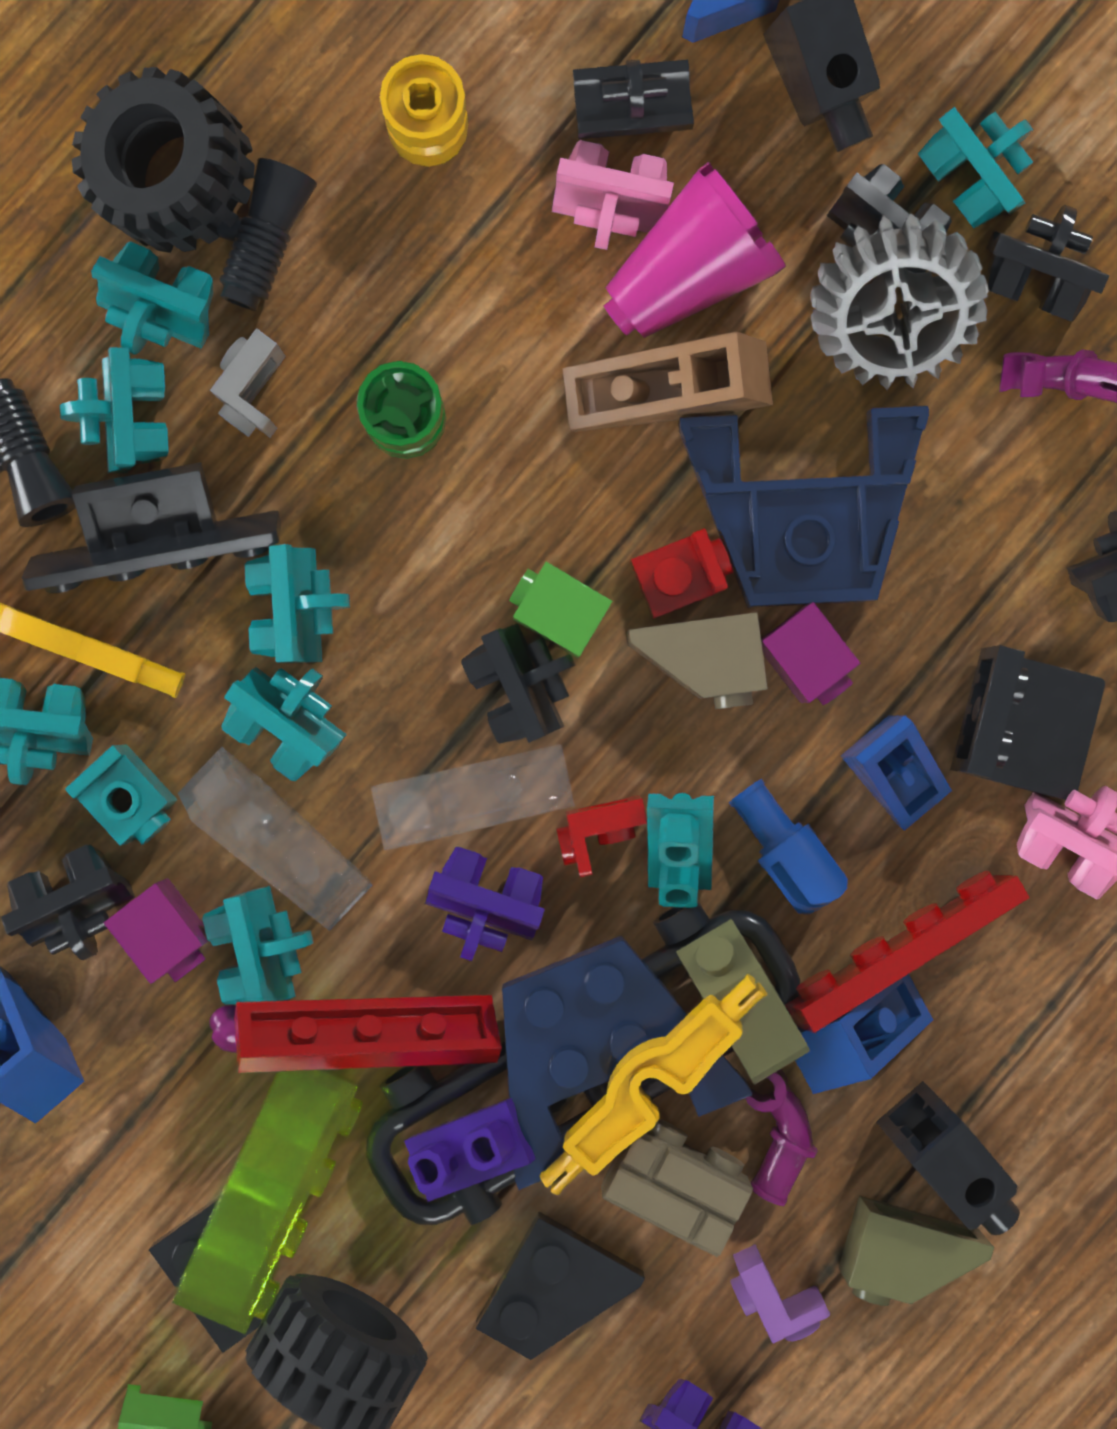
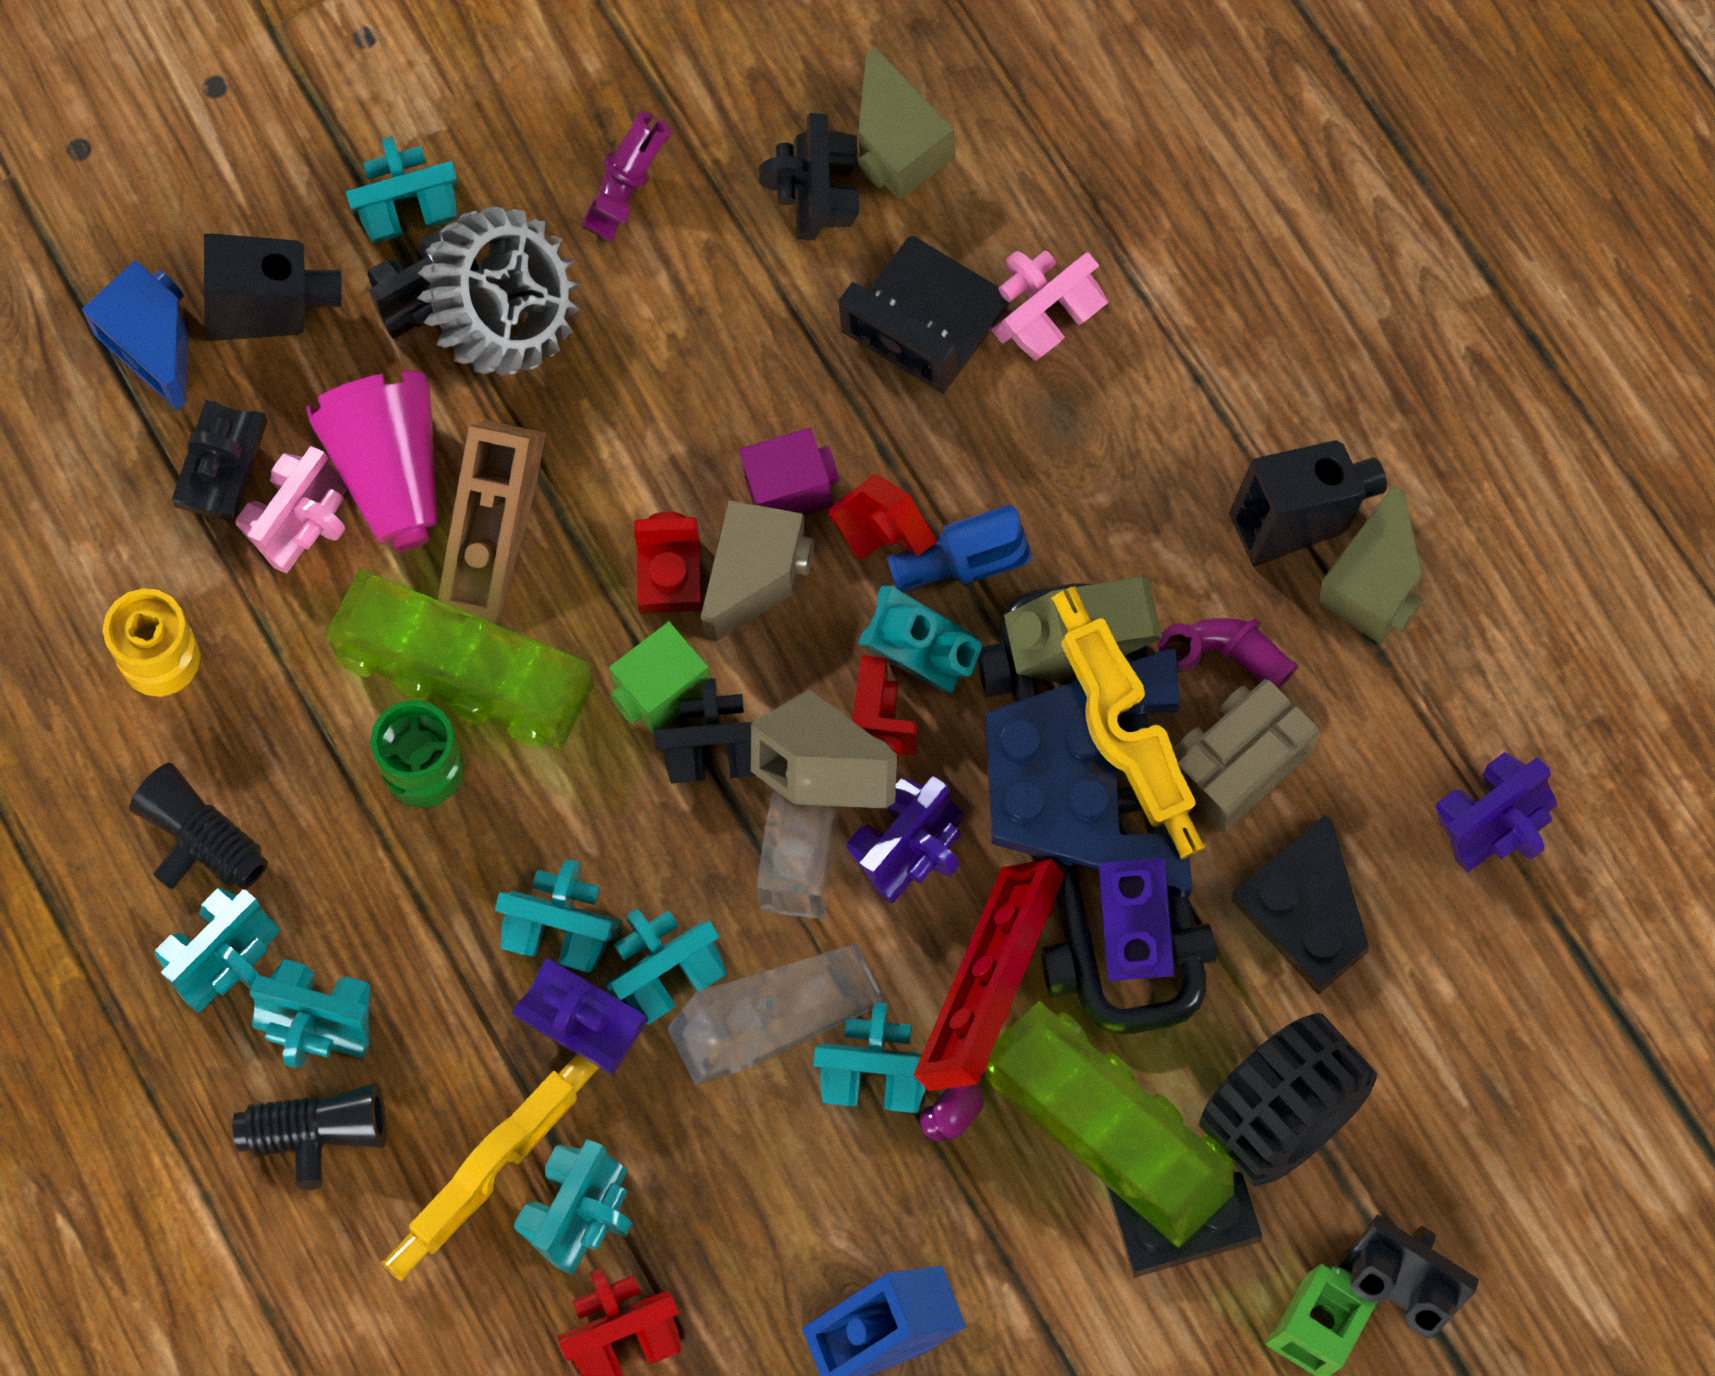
camera: 70 degrees left, 20 degrees down
(71, 913) = (773, 1228): black hips -> none
(124, 769) = (674, 1161): teal brick -> none
(126, 134) = (49, 876): black tyre -> none
(148, 524) = (427, 1028): black bracket -> none
(160, 932) = (825, 1148): magenta brick -> none
(200, 663) = (580, 1016): none -> dark purple hips
(246, 370) = (318, 886): light grey bracket -> none
(513, 410) = (459, 660): none -> clear neon green brick
(521, 800) = (822, 756): none -> dark tan slope
(783, 1319) = (1378, 710): medium lavender bracket -> none
(800, 760) = (879, 515): none -> red bracket
(807, 535) = (675, 445): dark blue wing -> none
(864, 1038) = (1156, 543): blue slope -> none
(884, 962) = (1083, 452): red plate -> none
(898, 769) = (923, 434): blue slope -> none
(1070, 279) = (537, 150): black hips -> none

